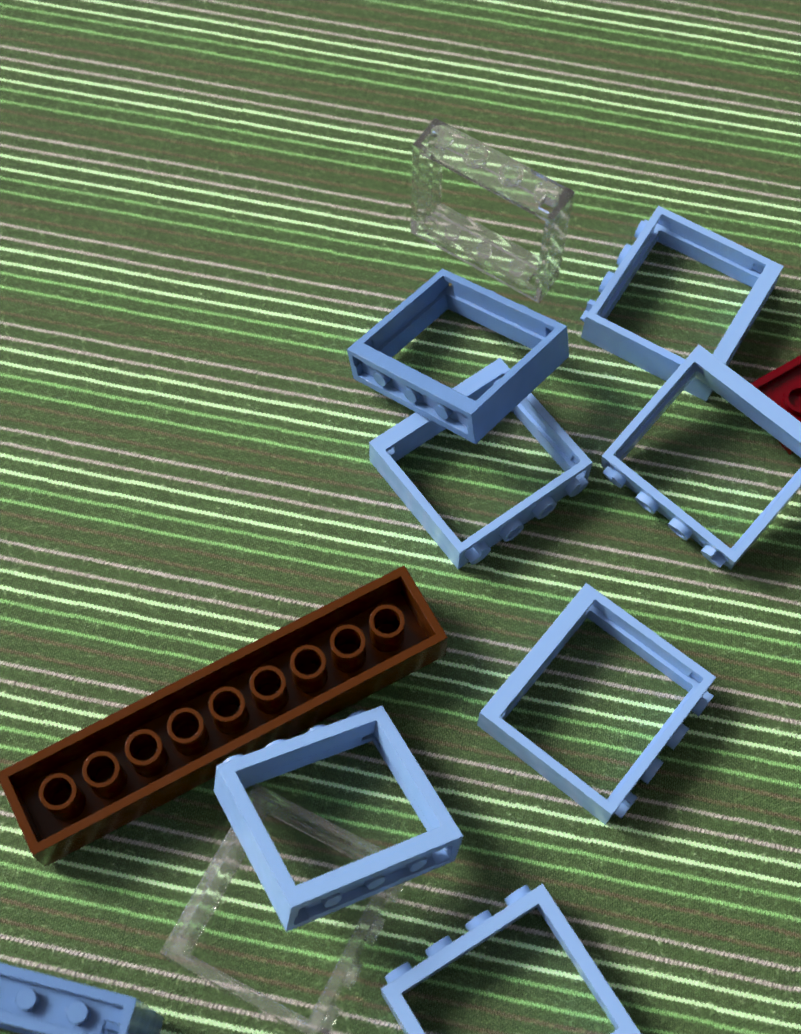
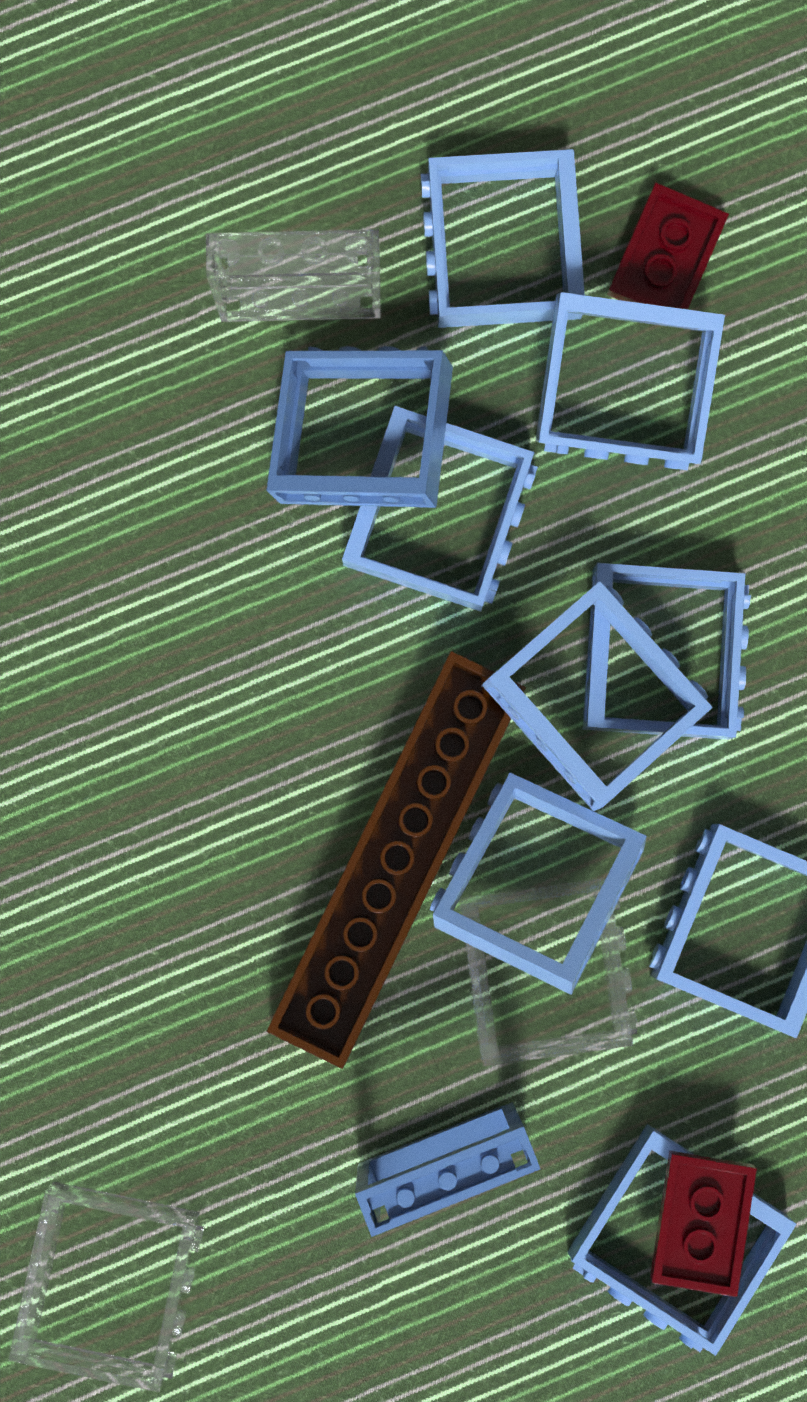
camera: 40 degrees left, 20 degrees up
(433, 692) = (551, 742): none -> light blue window

